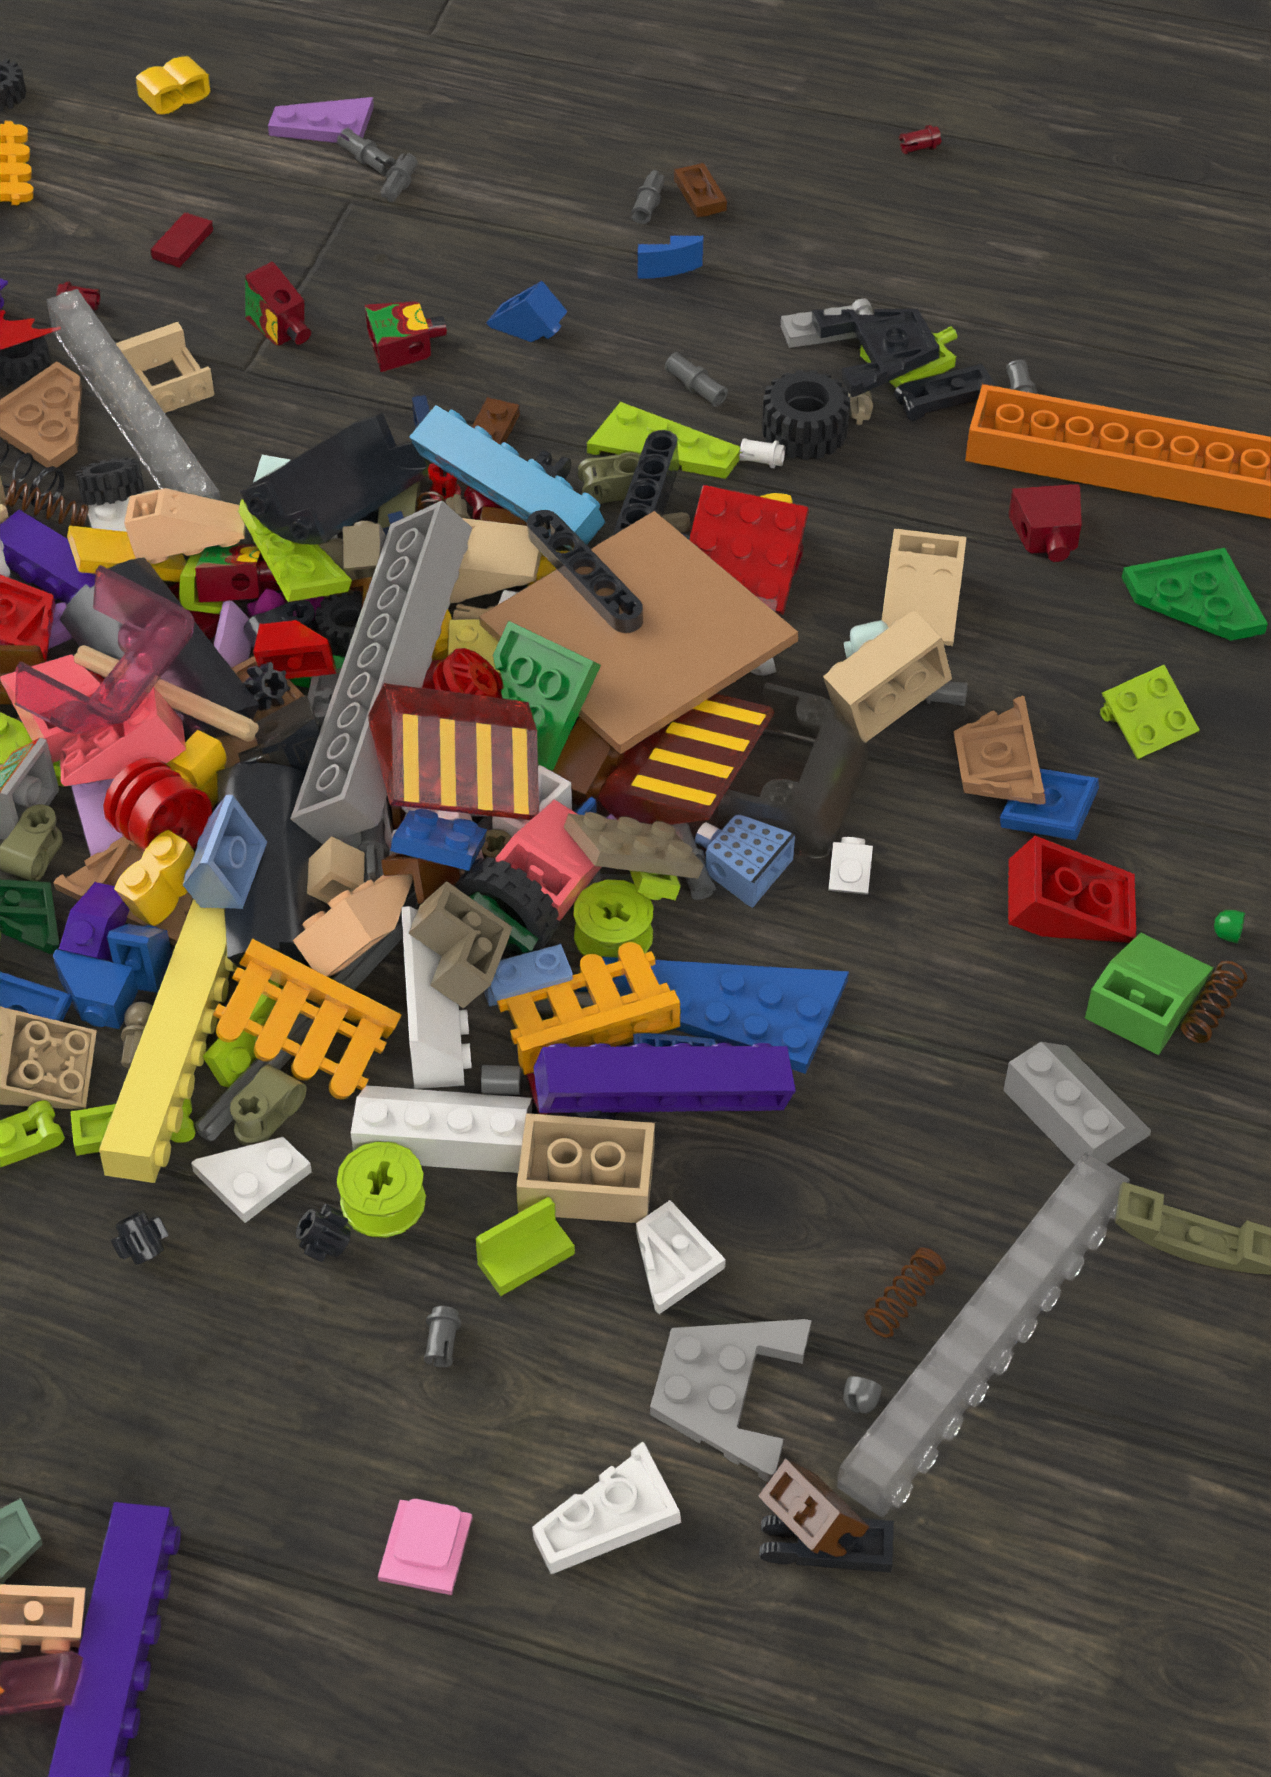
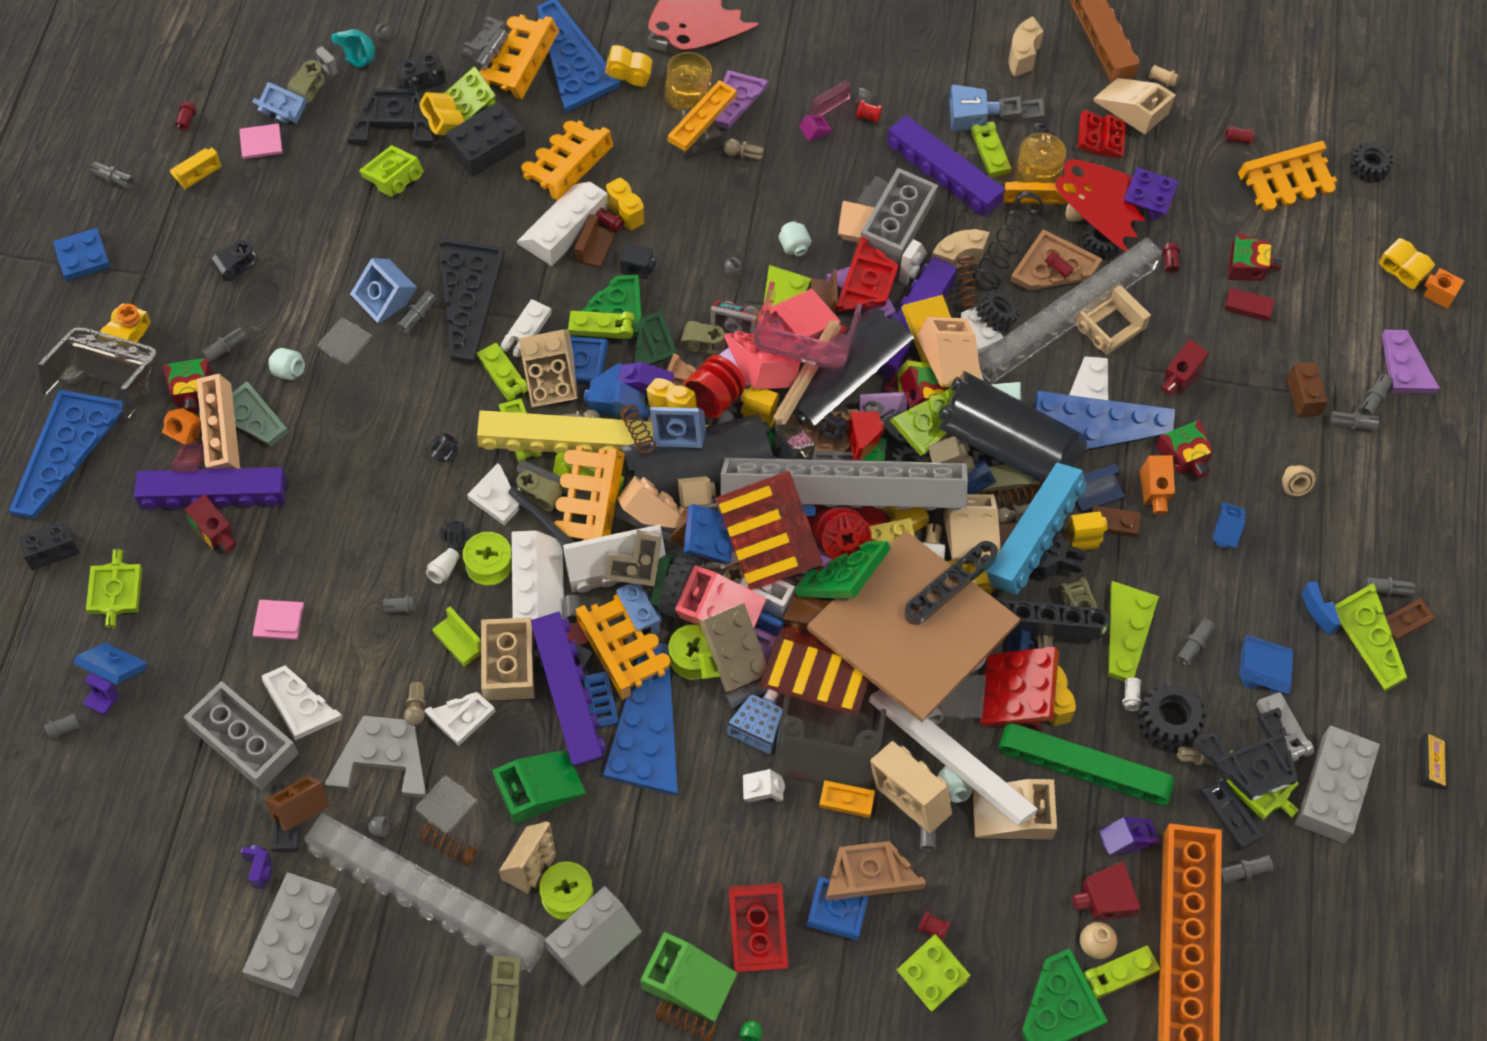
camera: 80 degrees right, 10 degrees up
(48, 403) = (1059, 264): none -> dark red pin
(110, 221) = (1251, 259): none -> torso
(168, 934) = (631, 416): none -> reddish brown piece
(206, 1644) = (210, 524): none -> dark red torso
(224, 61) = (1442, 287): none -> orange brick
(244, 647) = (873, 406): none -> dark grey hinge
(278, 418) = (1092, 379): none -> white wing
(326, 1099) = (540, 516): none -> black bar
(331, 400) = (1106, 420): none -> wing
(341, 206) = (1307, 389): none -> reddish brown brick
(379, 1262) = (442, 566): none -> white cone
(451, 365) = (1158, 482): none -> orange torso
(475, 241) = (1298, 480): none -> tan brick
(514, 428) = (1086, 530): none -> yellow brick
(661, 1324) = (414, 713): none -> dark tan axle
(667, 1602) = (241, 735): none -> light grey brick
(721, 219) = (1369, 632): none -> lime wing
(739, 325) = (1265, 665): none -> blue slope
(820, 1155) = (537, 784): none -> green slope
(827, 1296) = (446, 804): none -> clear piece
(850, 624) = (958, 760): none -> white tile
(858, 514) = (1086, 764): none -> green beam
(882, 771) = (847, 799): none -> light orange plate
(893, 211) = (1433, 761): none -> slope
(910, 277) = (1337, 784): none -> light grey brick
(922, 1585) = (261, 869): none -> dark purple bracket
(951, 1155) = (529, 857): none -> tan slope
(971, 488) = (1129, 836): none -> dark purple slope
(1000, 1129) = (563, 876): none -> lime piece
(1053, 1535) = (292, 934): none -> light grey brick
(1082, 703) = (933, 925): none -> dark red bush
(1108, 543) = (1098, 940): none -> tan brick
(1151, 527) = (1122, 972): none -> lime plate

